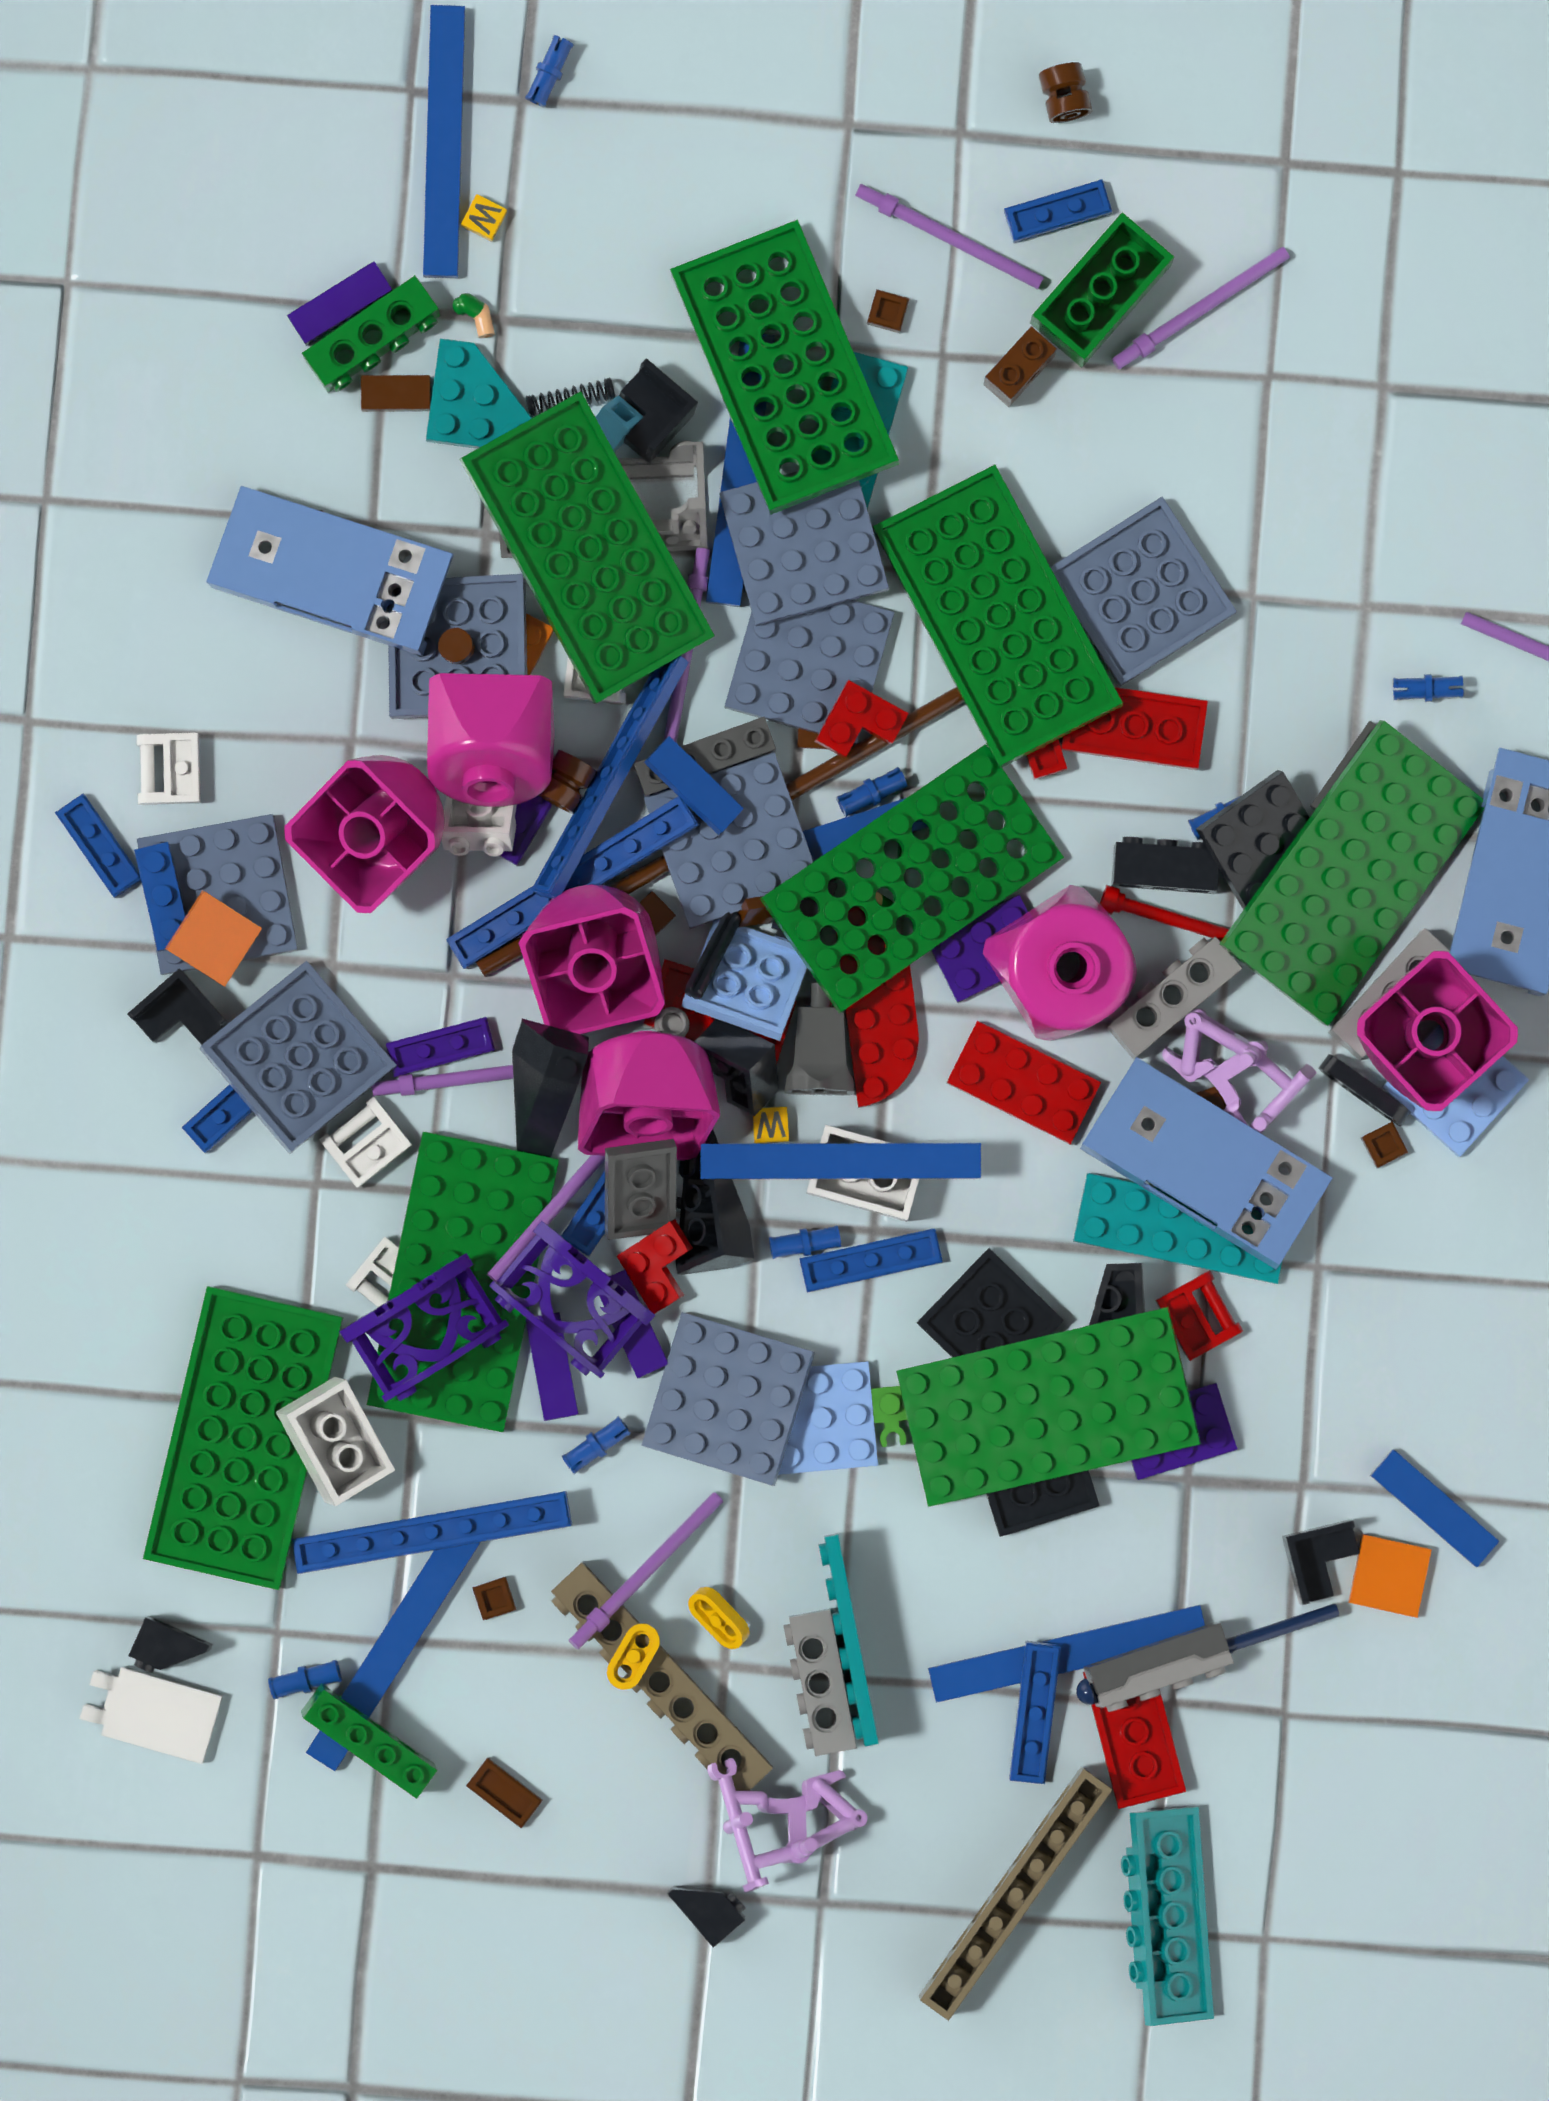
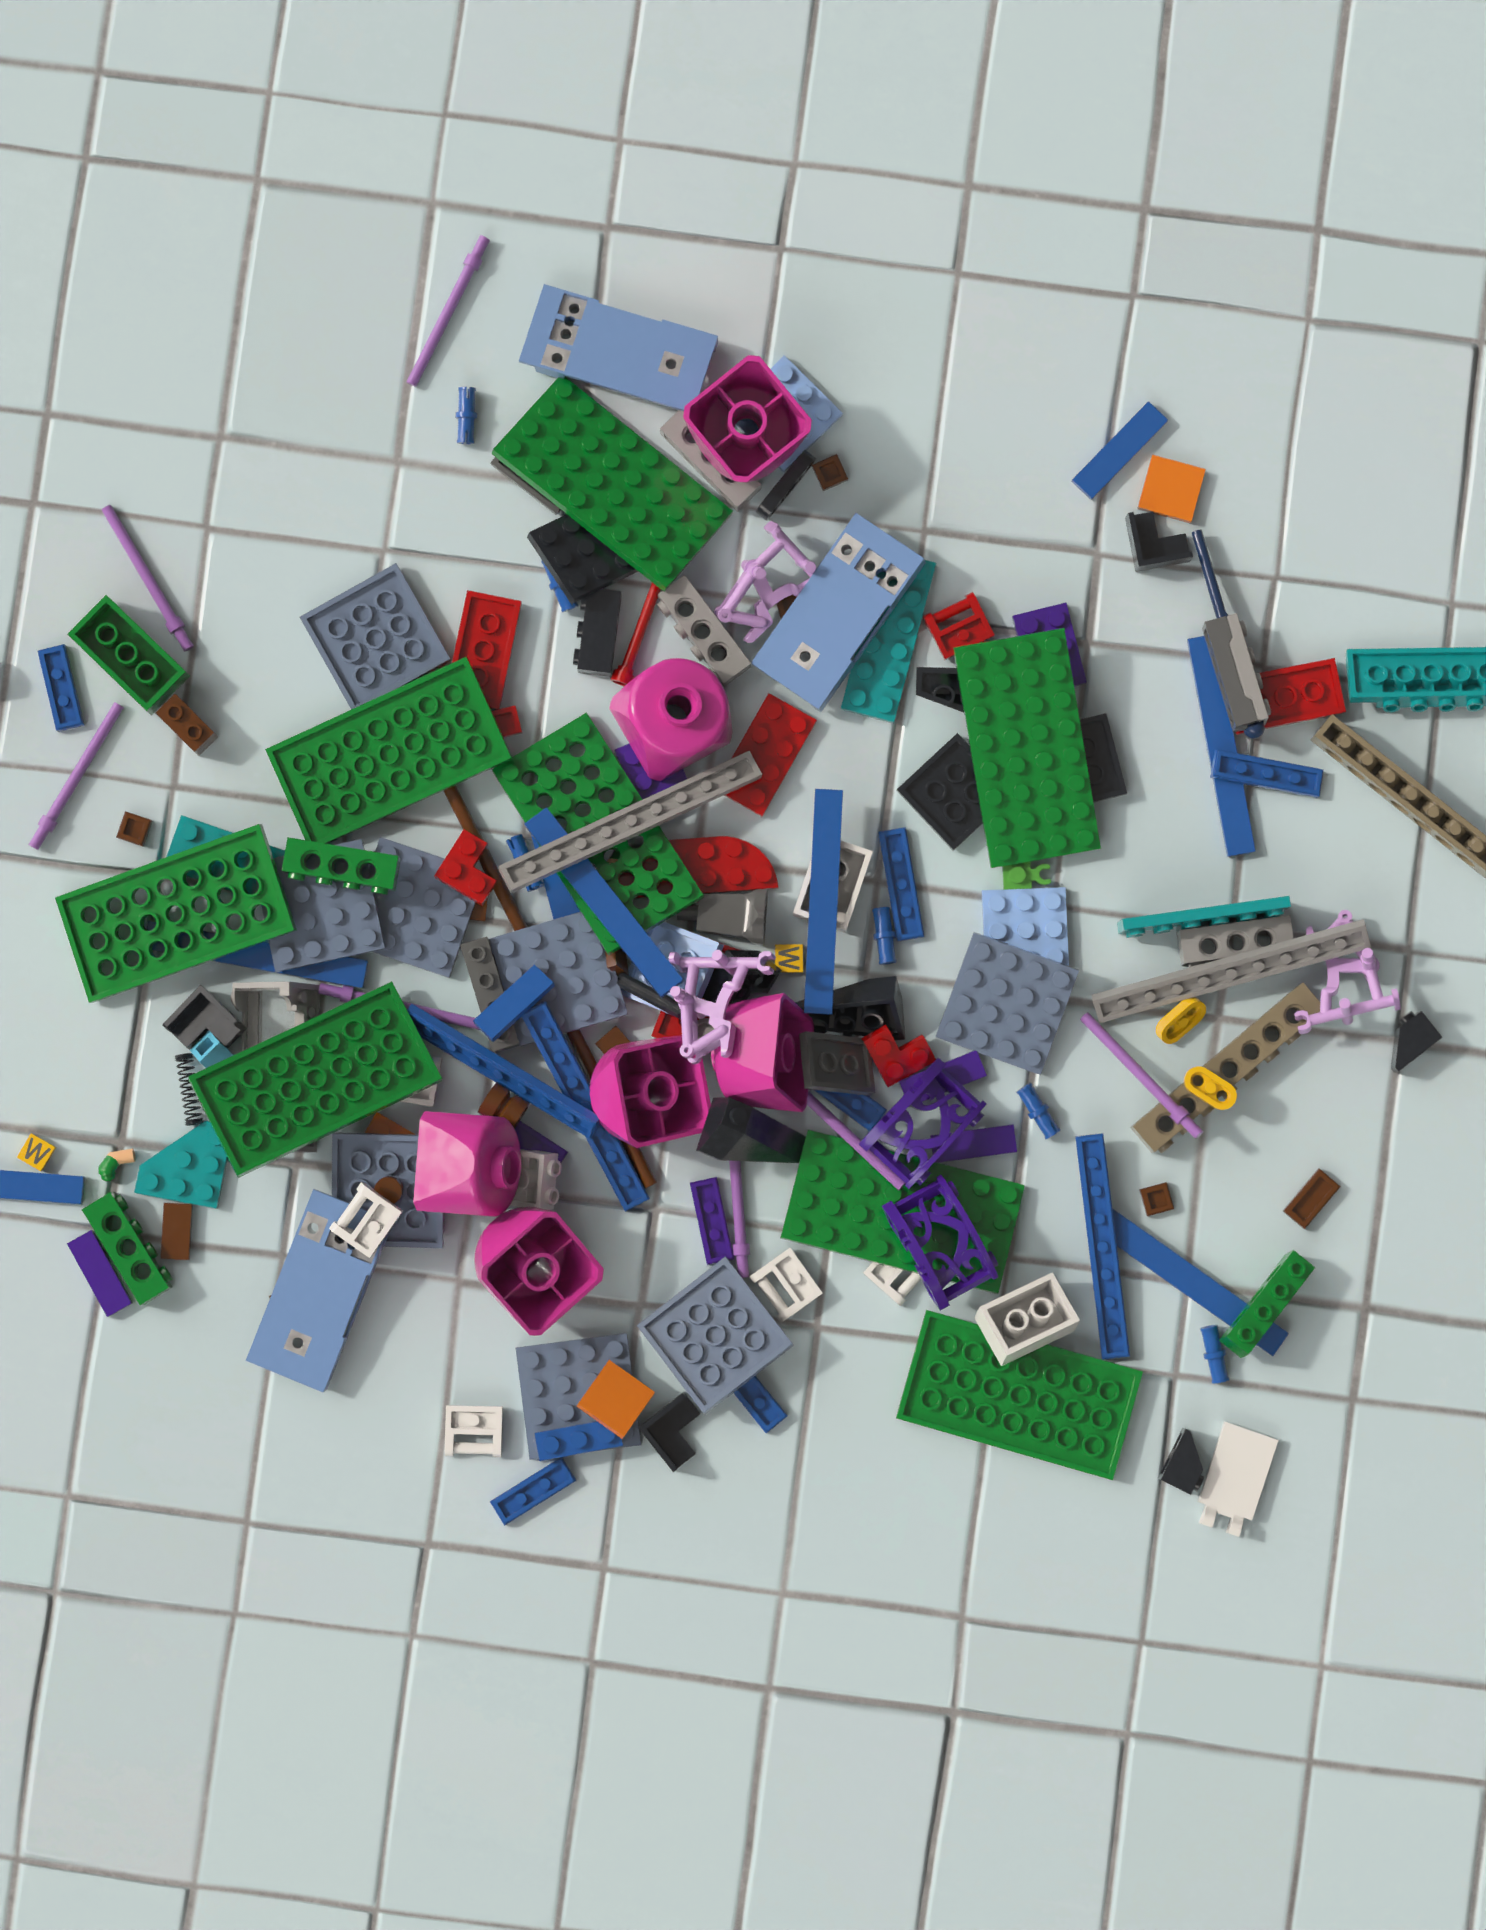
camera: 85 degrees left, 0 degrees up
(411, 629) = (374, 1224): none -> white plate
(699, 1001) = (694, 1007): none -> lavender piece
(782, 1677) = (1231, 971): none -> light grey plate
(823, 888) = (610, 910): none -> blue tile
(867, 510) = (298, 851): none -> green brick
(926, 916) = (629, 822): none -> light grey plate

